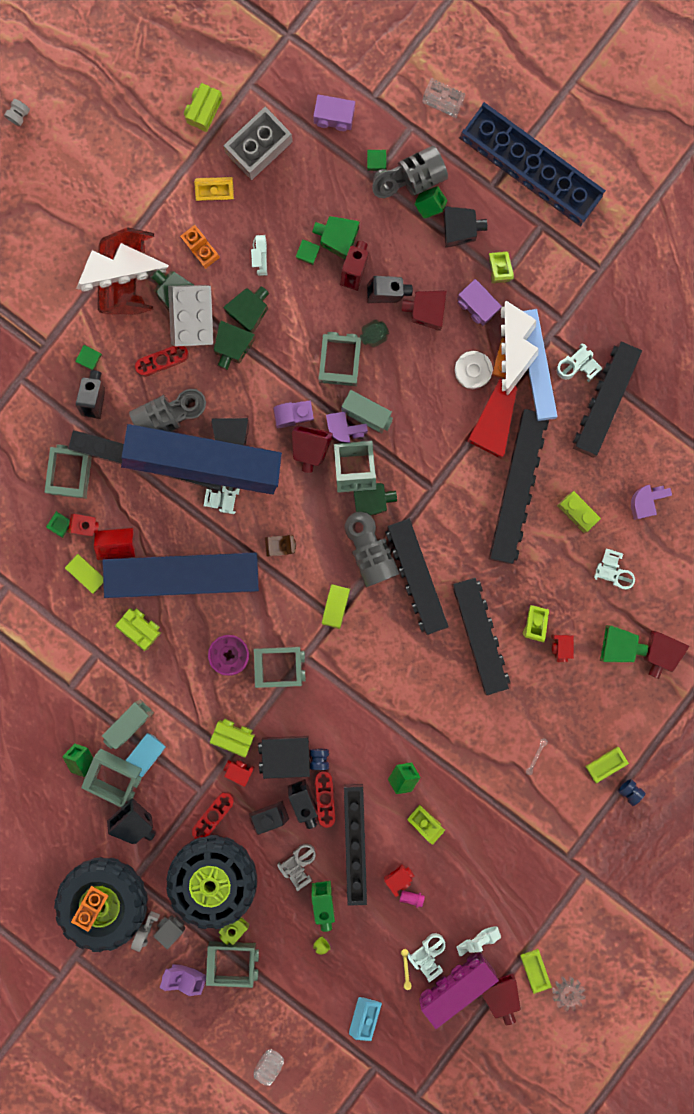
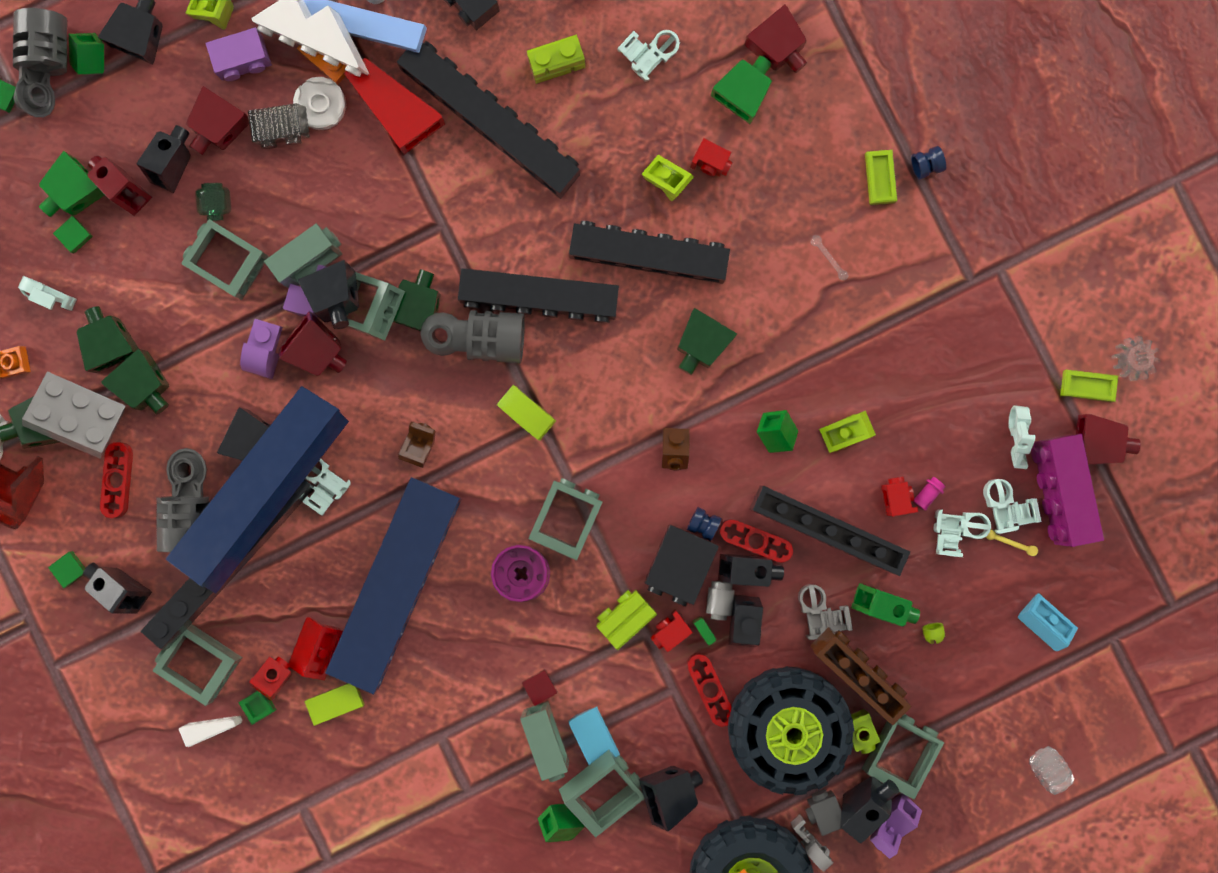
camera: 60 degrees left, 0 degrees up
(26, 496) = (199, 731): none -> white slope
(138, 629) = (434, 670): lime brick -> none
(160, 703) = (539, 687): none -> dark red tile
(186, 957) = (867, 807): none -> black torso
(250, 793) = (704, 630): none -> green tile
(269, 911) = (860, 675): none -> reddish brown brick
(274, 794) = (720, 600): none -> light grey brick
(351, 444) = (332, 293): none -> black torso
(360, 716) = (675, 448): none -> reddish brown bracket
(395, 925) = (952, 532): none -> light aqua piece
(439, 700) = (703, 341): none -> dark green torso
(445, 351) = (278, 124): none -> clear smoke brick

